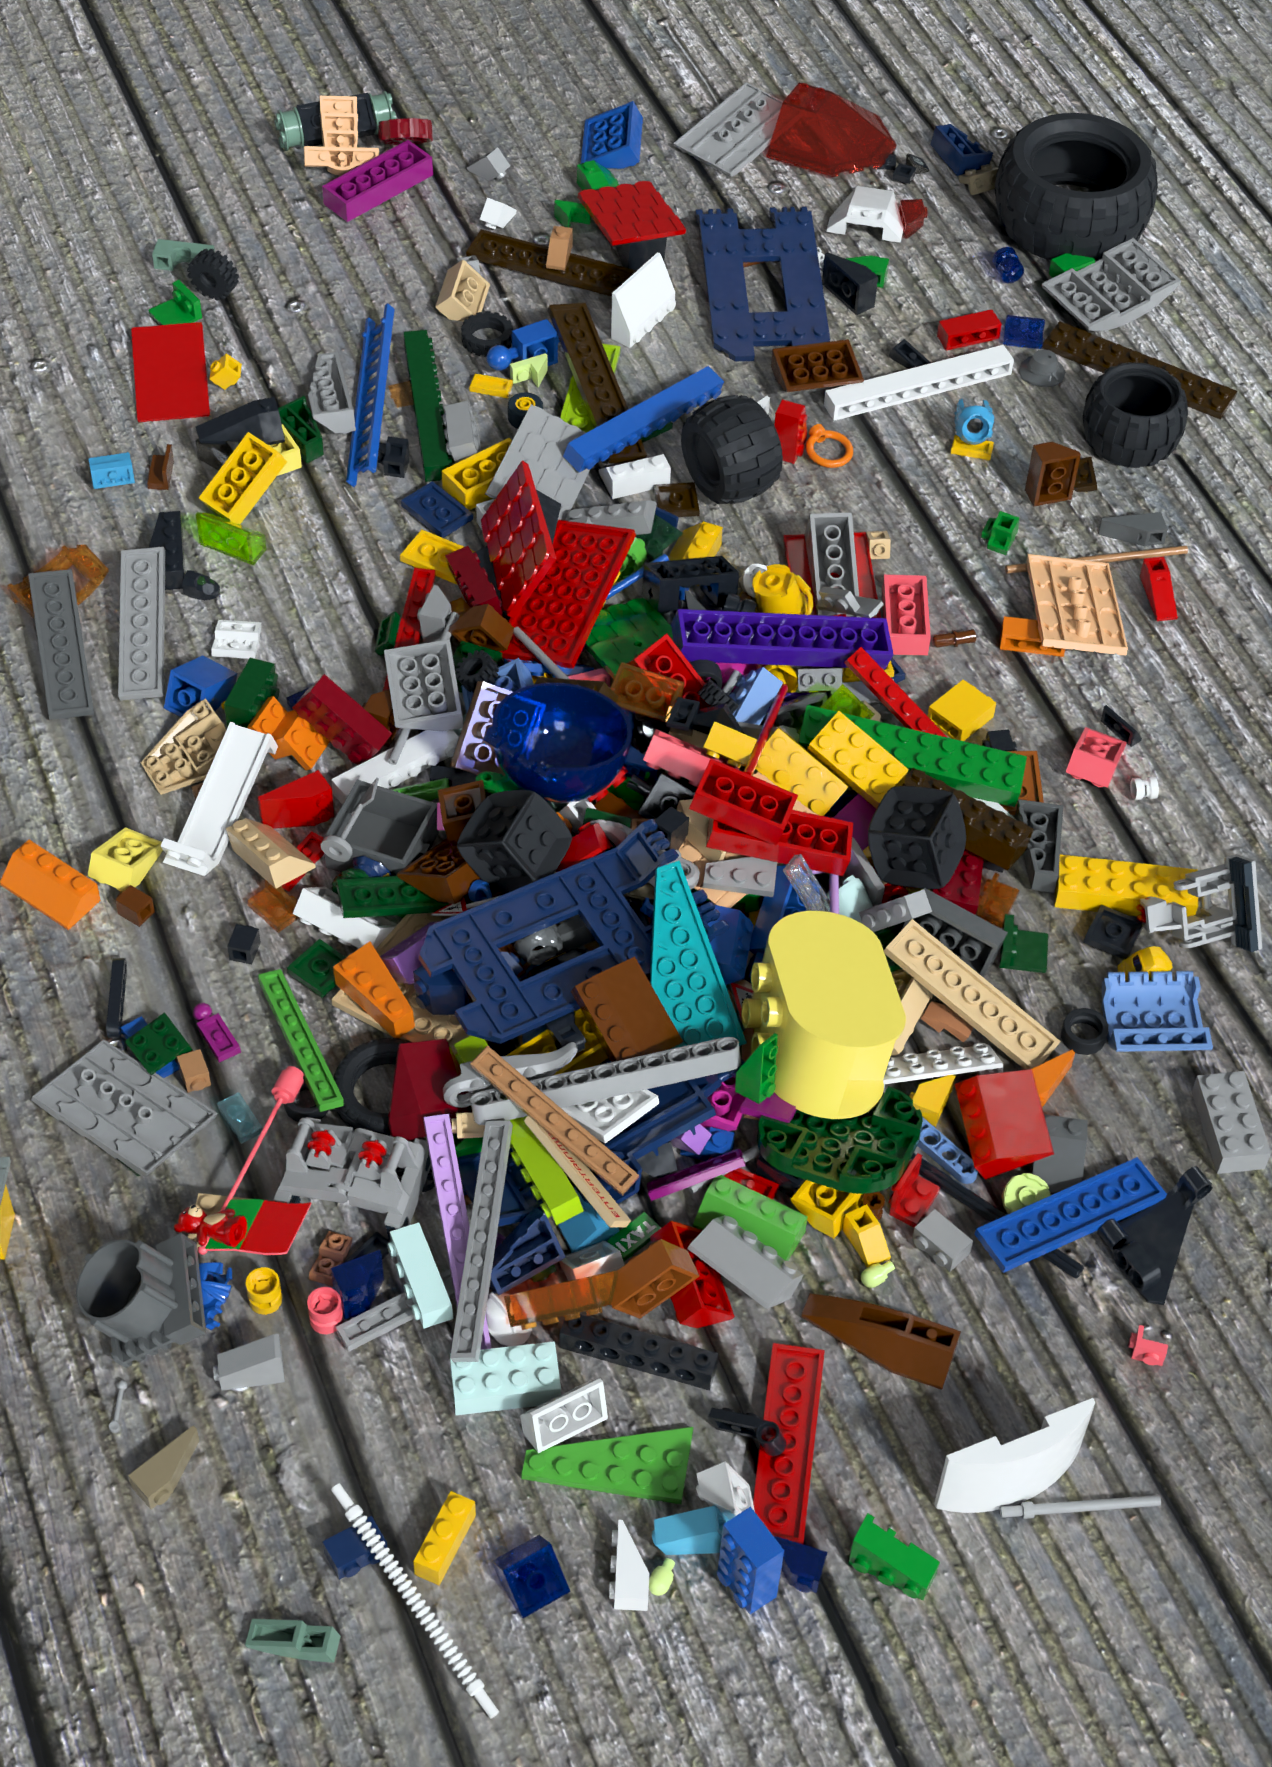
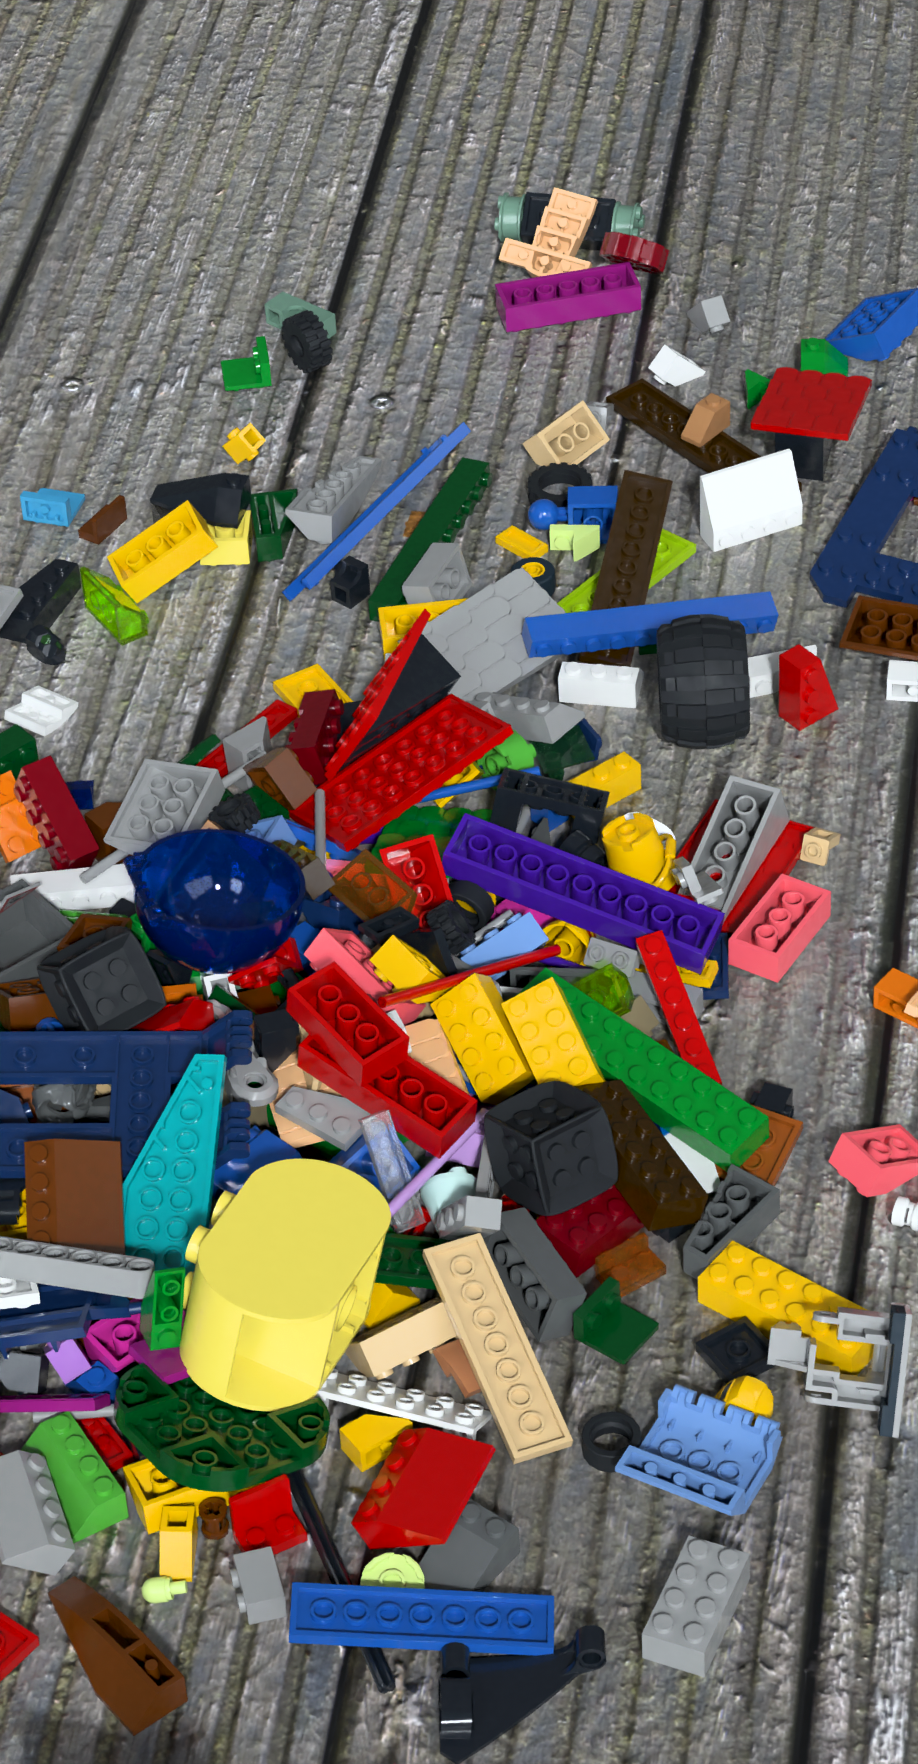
camera: 35 degrees right, 10 degrees down
(170, 372) = (193, 428): red piece -> none
(437, 509) = (352, 650): dark blue plate -> none
(677, 499) = (628, 725): dark brown tile -> none
(819, 434) = (850, 707): orange piece -> none
(943, 1145) = (342, 1493): medium blue beam -> none
(954, 638) = (823, 975): reddish brown axle -> none
(962, 711) = (761, 1053): yellow brick -> none
(1051, 1074) = (521, 1471): orange slope -> none

